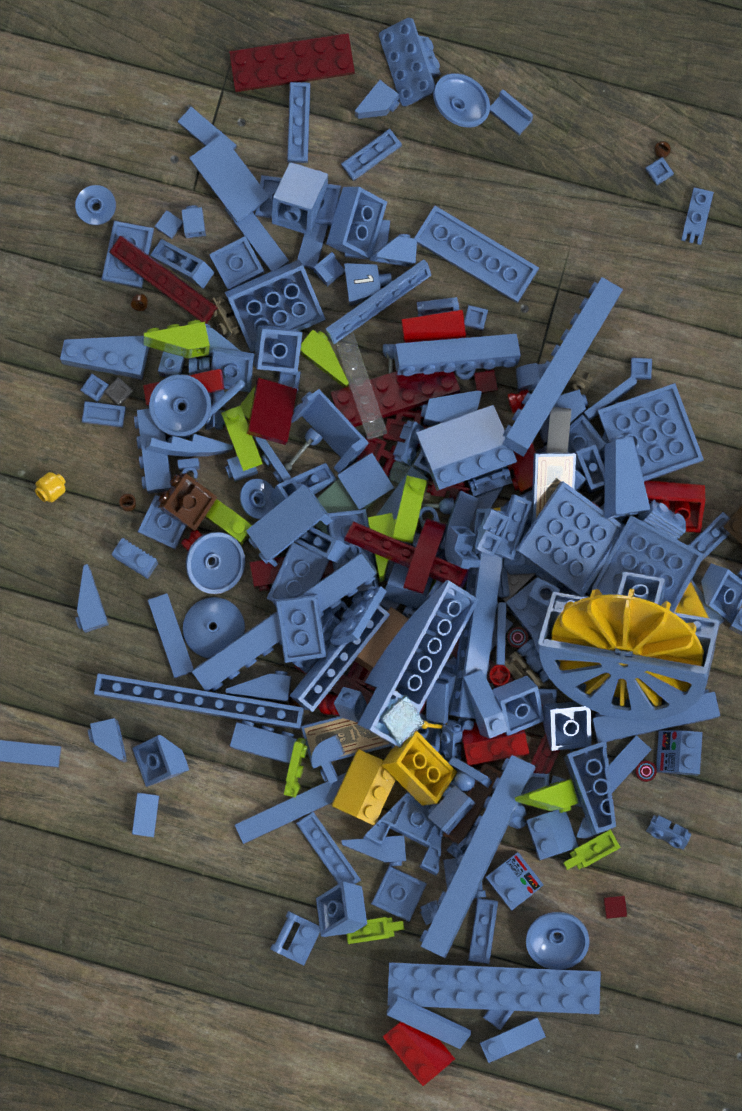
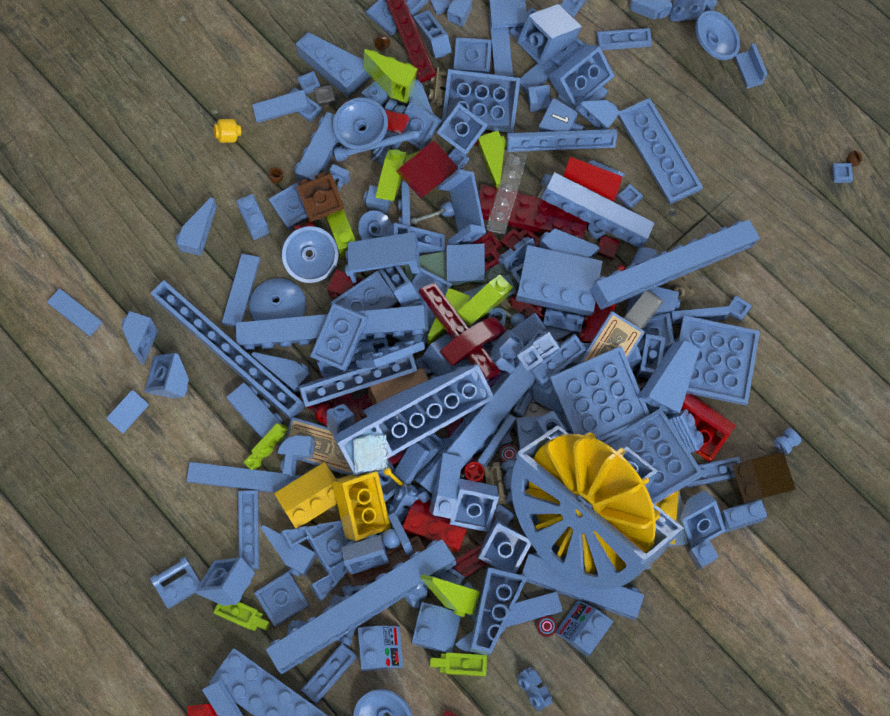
camera: 30 degrees right, 10 degrees down
(85, 430) = (280, 106): none -> medium blue tile
(194, 447) = (353, 162): medium blue slope -> none
(697, 215) = (854, 221): medium blue hinge -> none

